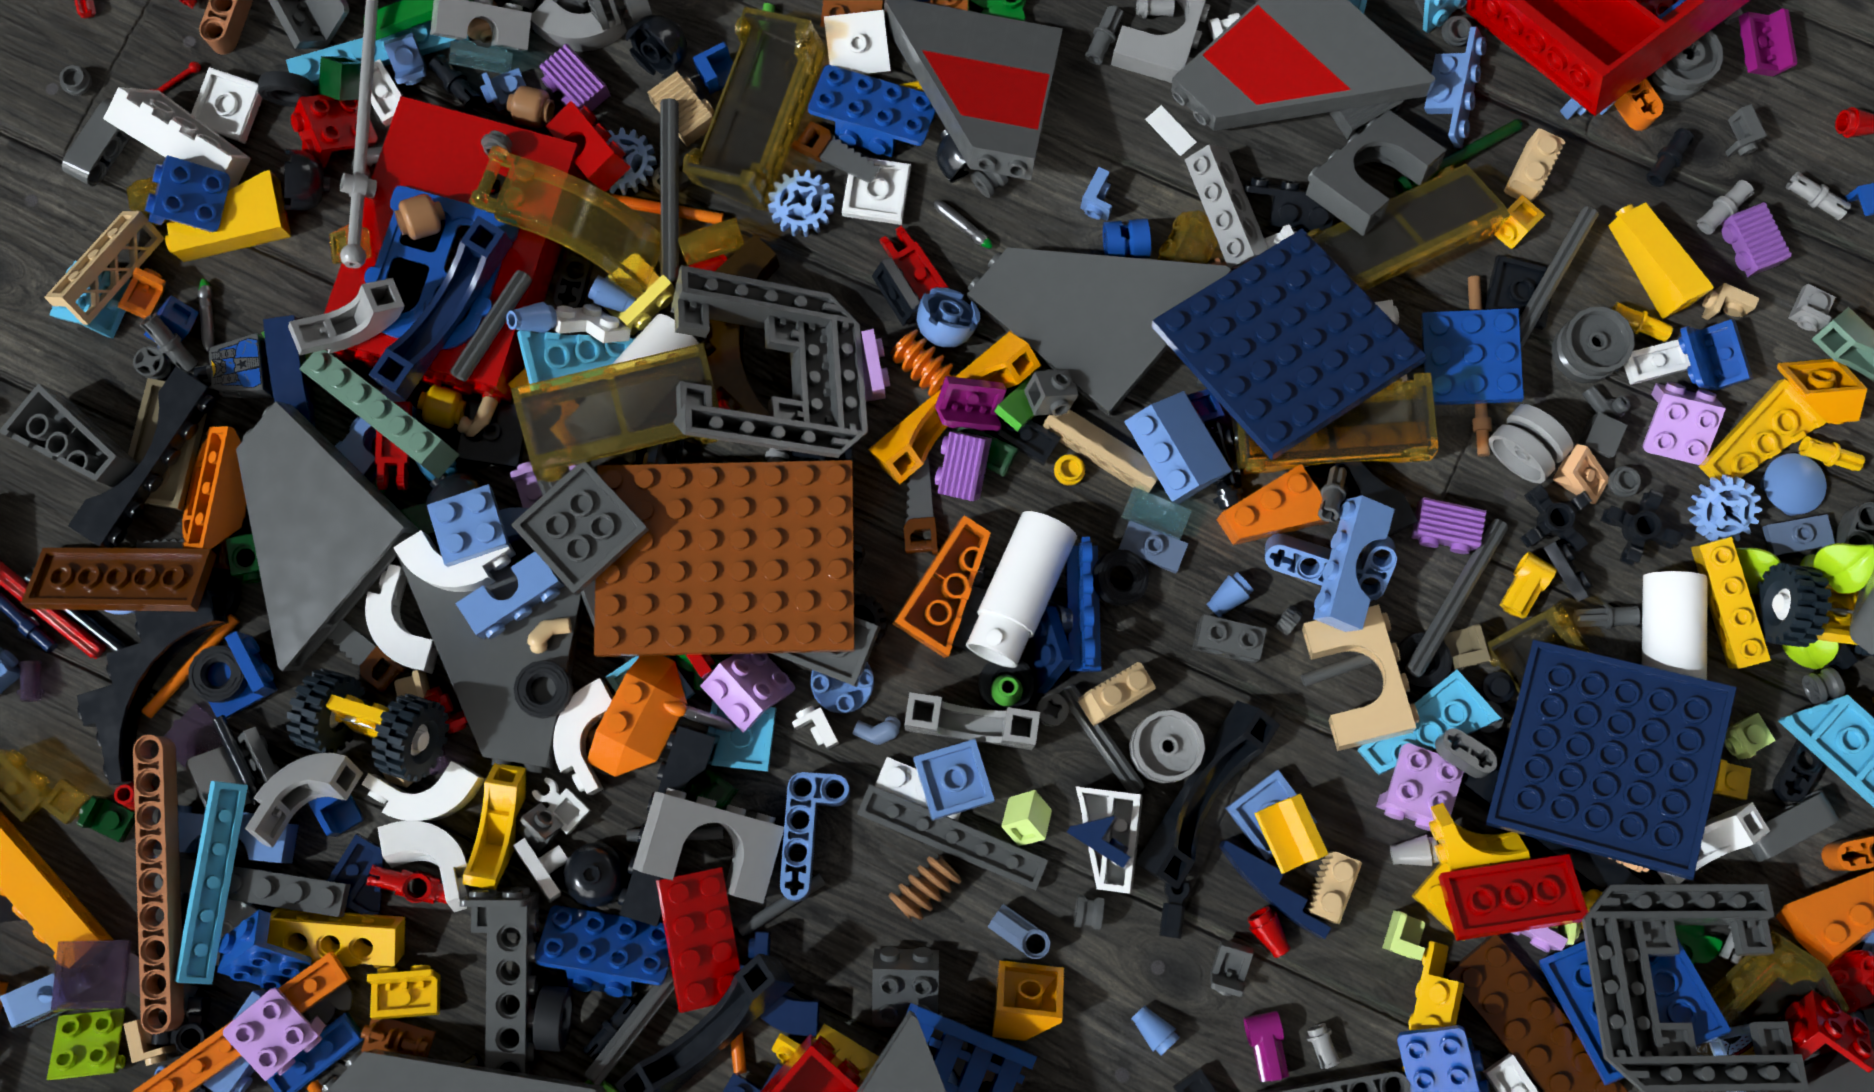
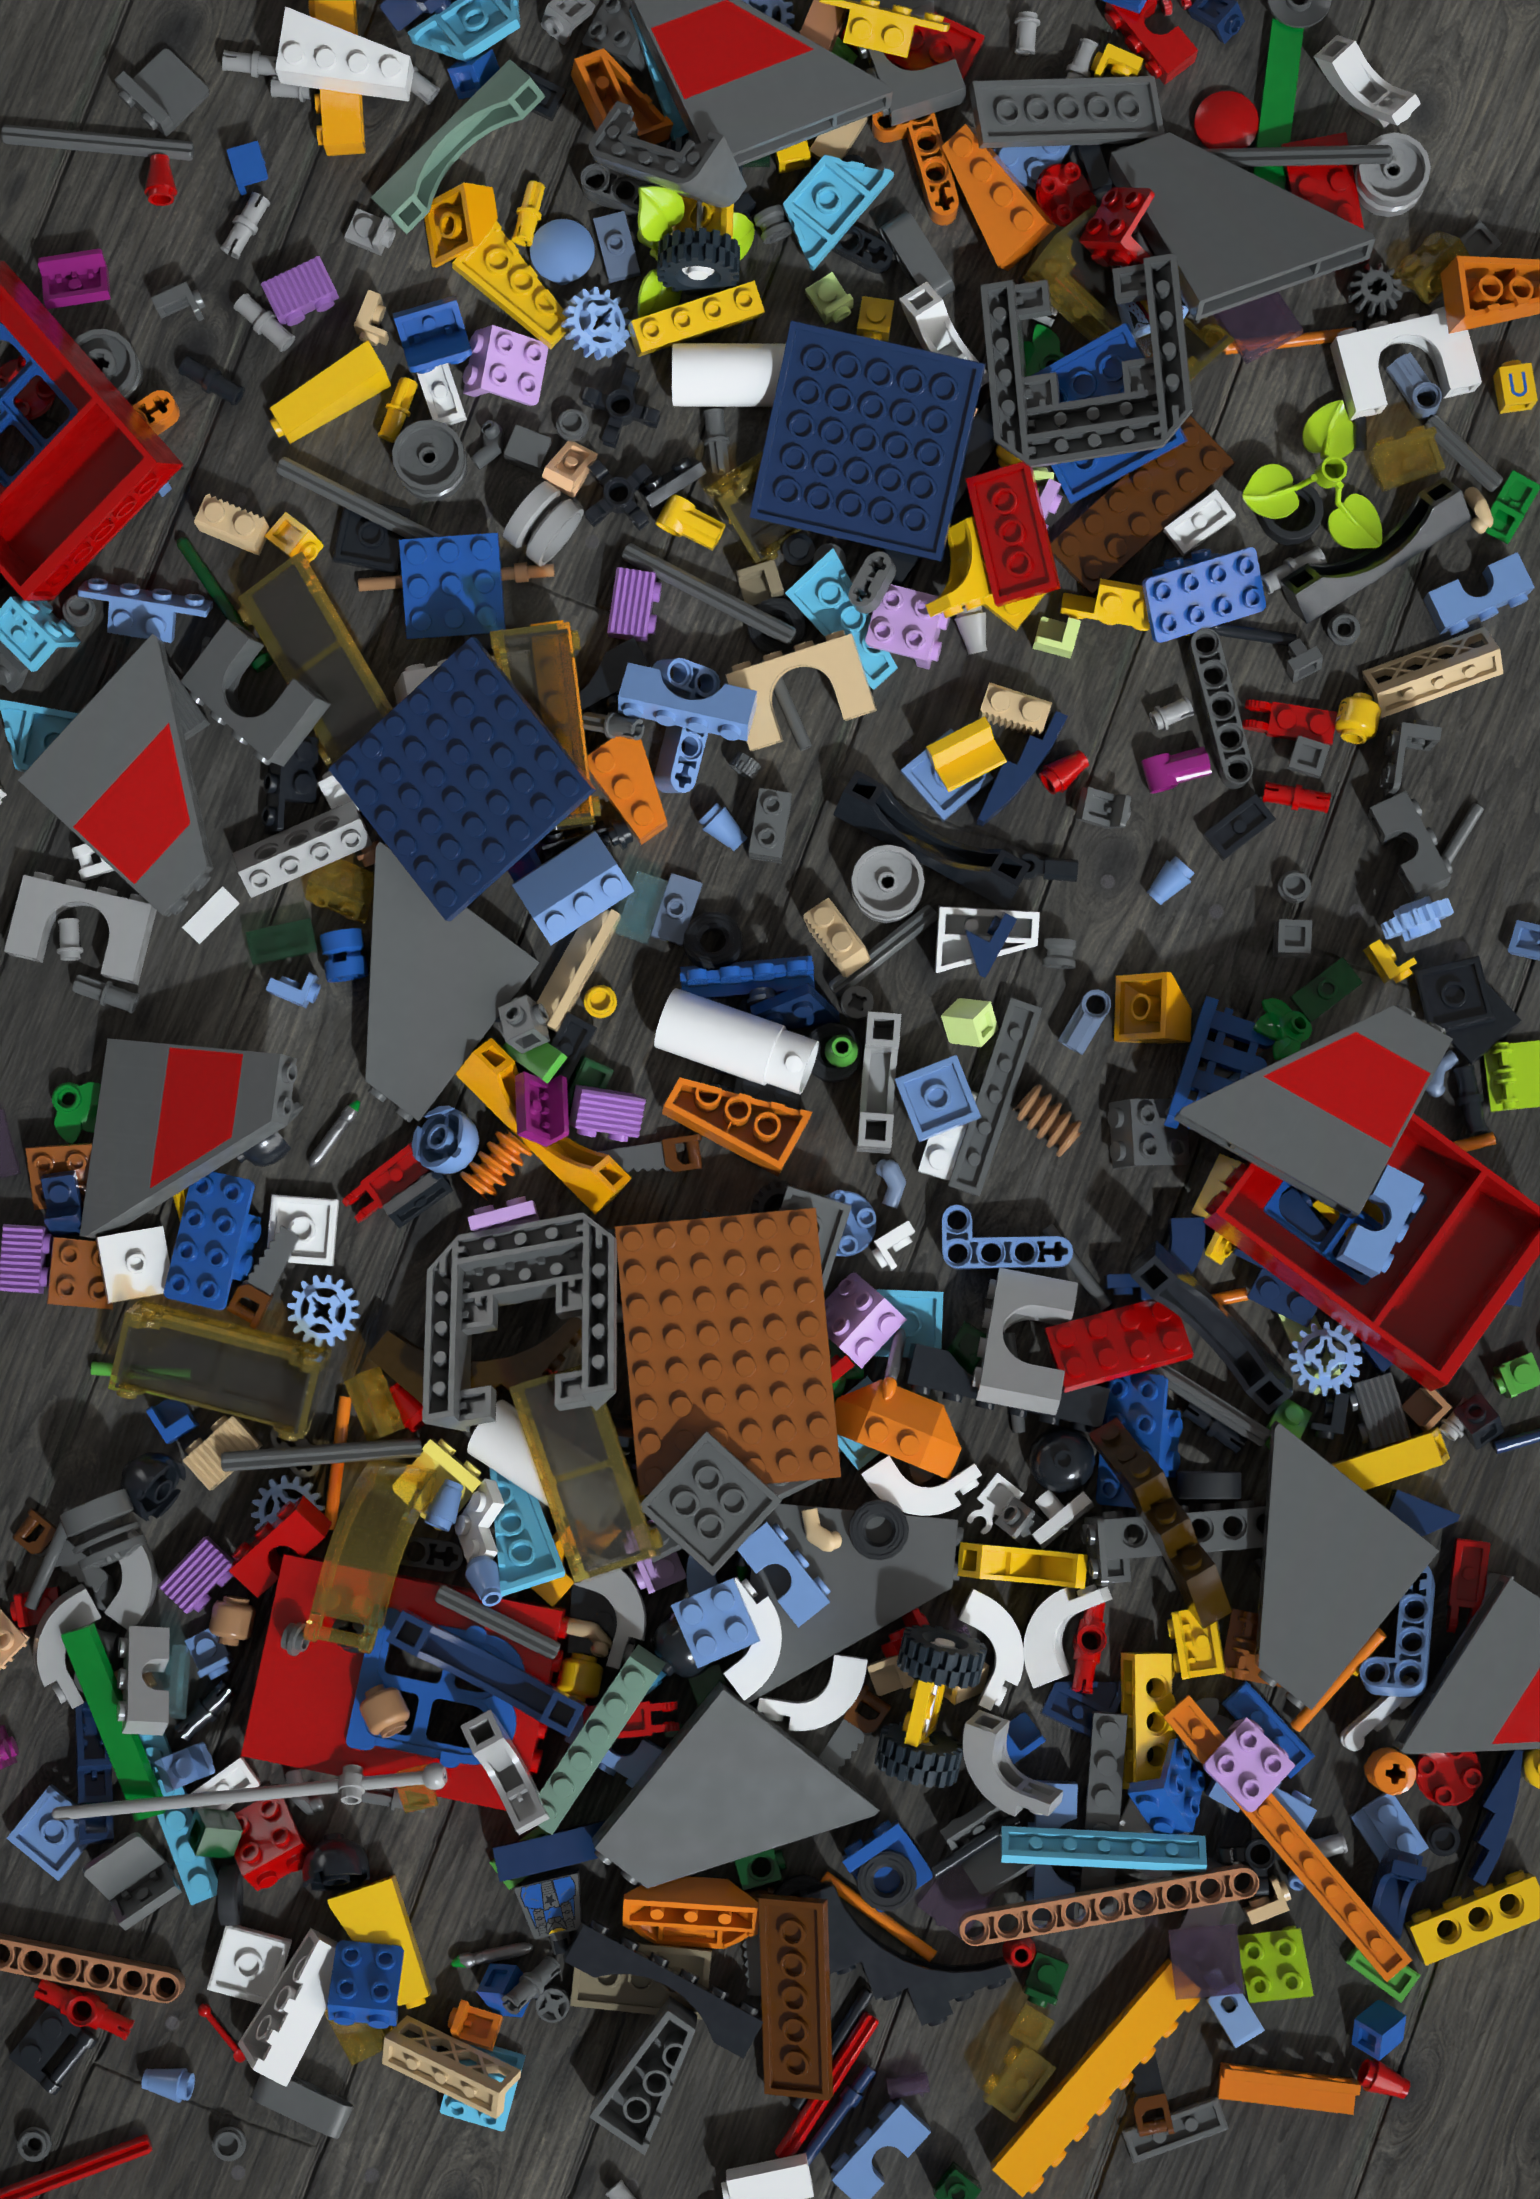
camera: 90 degrees left, 5 degrees up
(134, 33) = (173, 2084): none -> medium blue cone
(490, 453) = (629, 1610): none -> light grey arch
(520, 966) = (1166, 1521): none -> dark brown arch
(1142, 187) = (282, 941): none -> clear green plate

